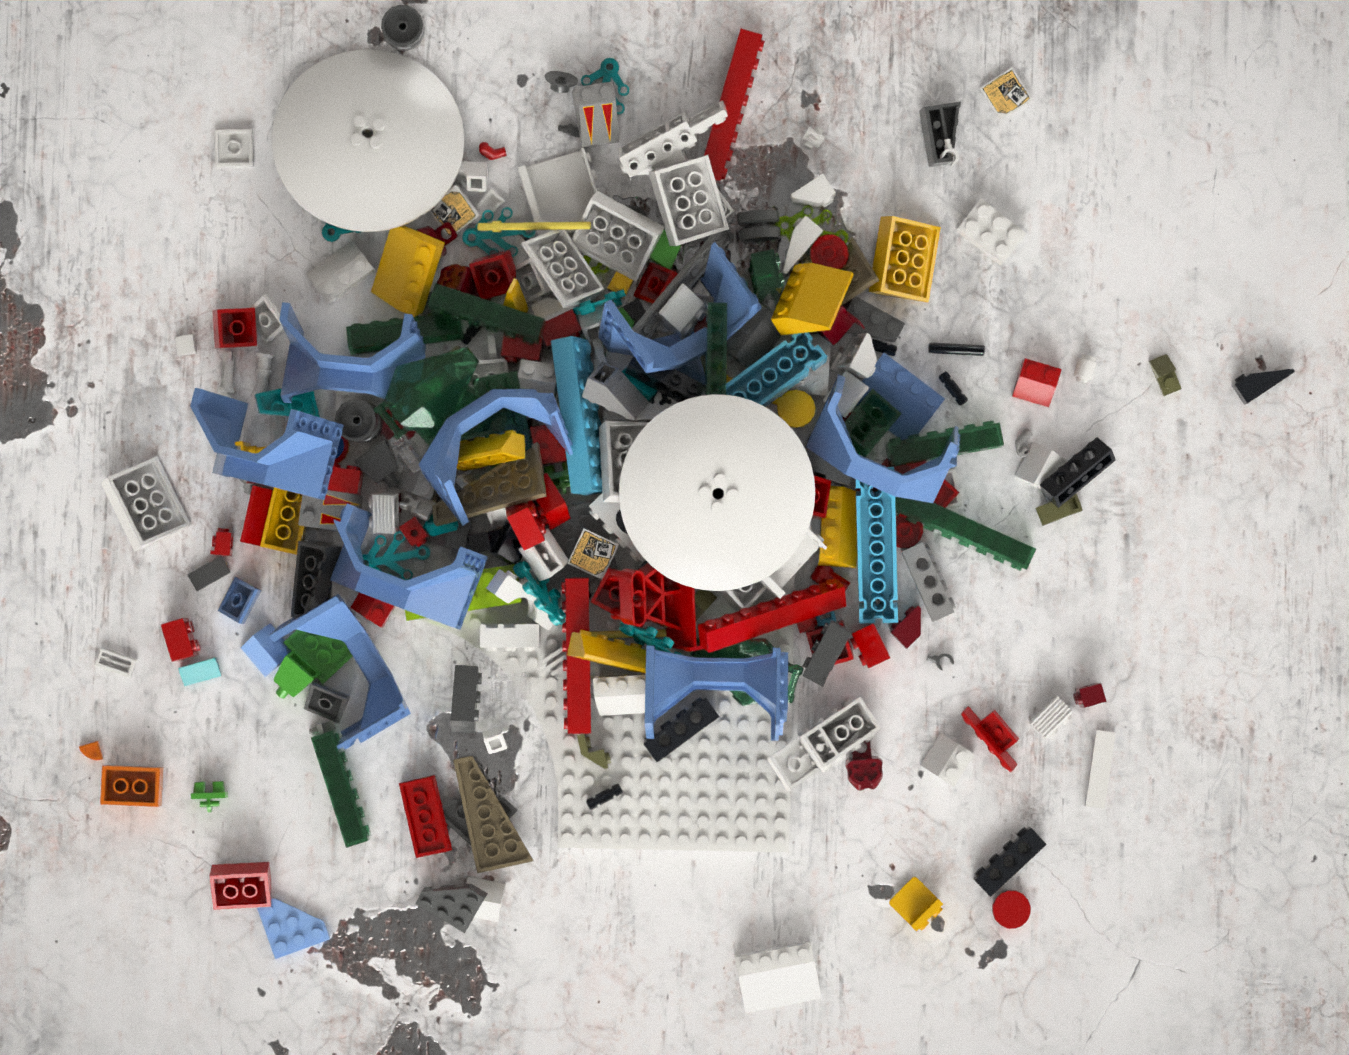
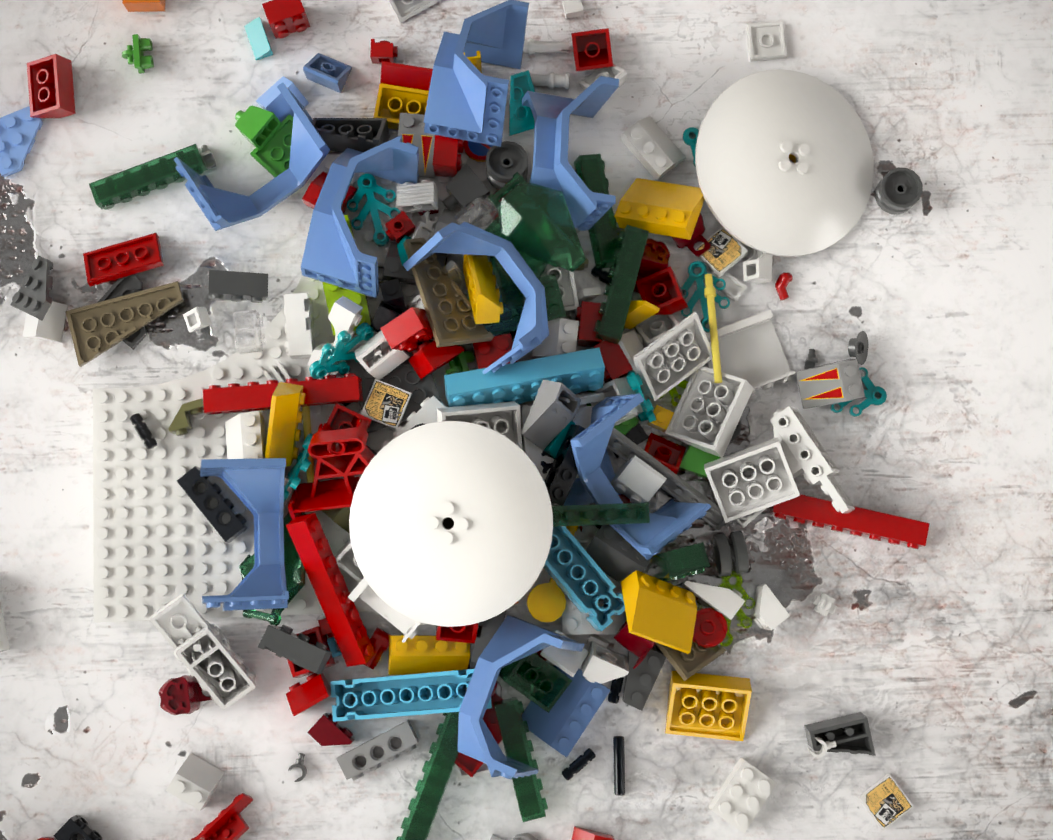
camera: 80 degrees right, 5 degrees down
(209, 573) = (353, 42): dark grey tile -> none
(326, 702) = (234, 159): dark grey slope -> none
(907, 533) = (426, 726): red tile -> none
(916, 903) = (46, 758): yellow bracket -> none

